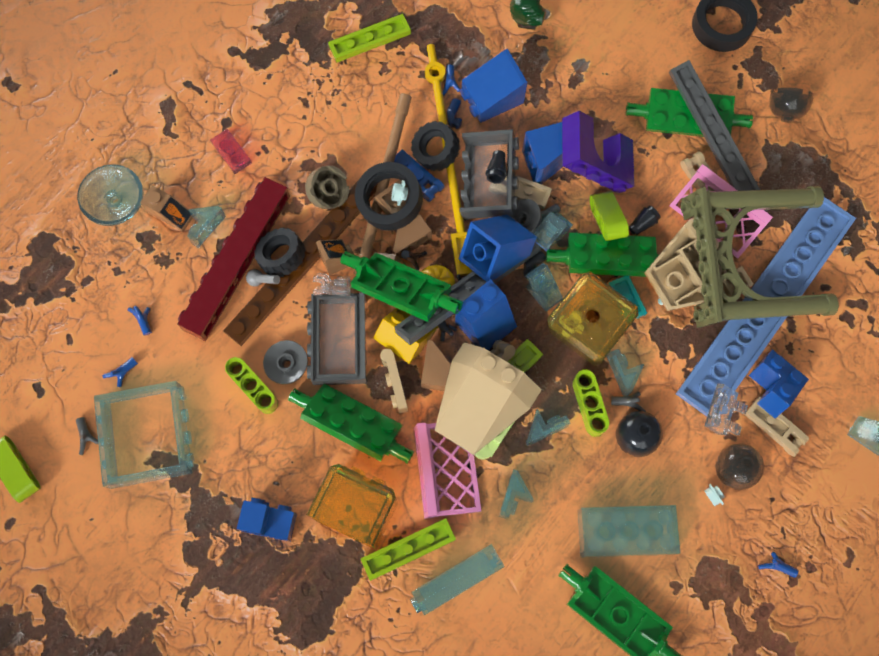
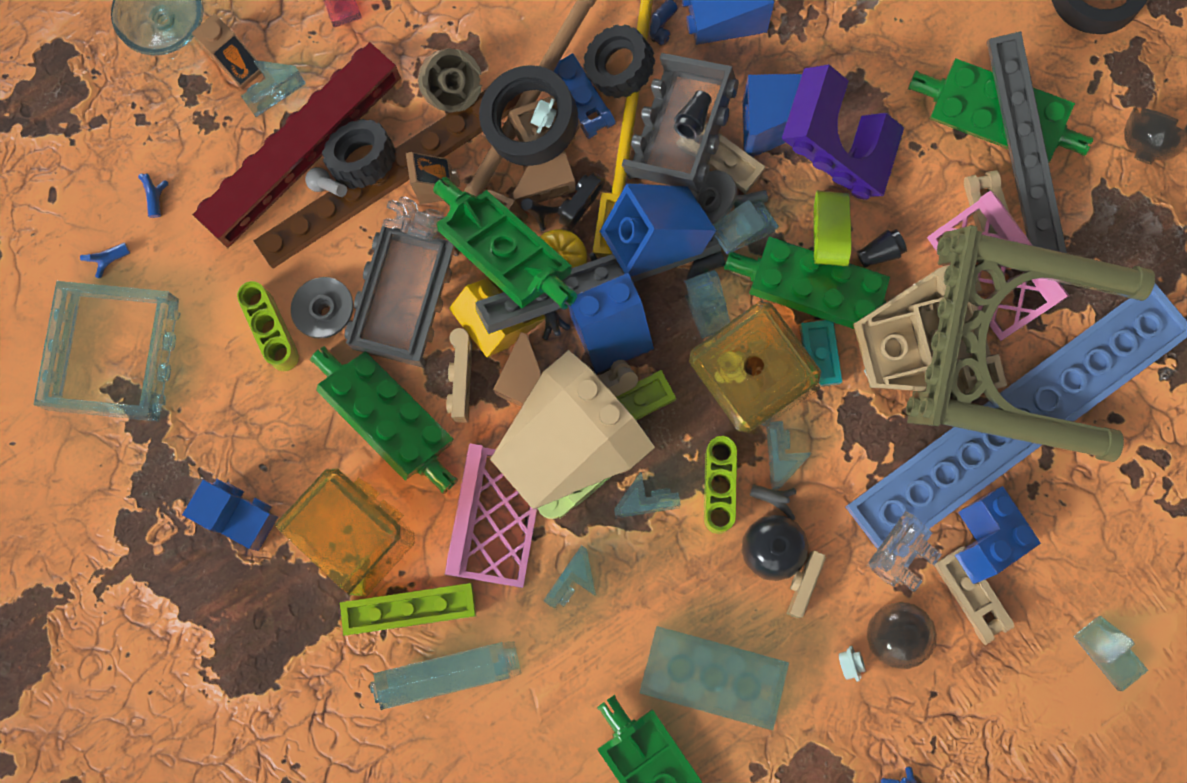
camera: 25 degrees right, 5 degrees up
(84, 434) = (34, 328): dark grey bar -> none
(440, 234) = (587, 191): none -> black plate
(666, 452) = (804, 584): none -> tan plate

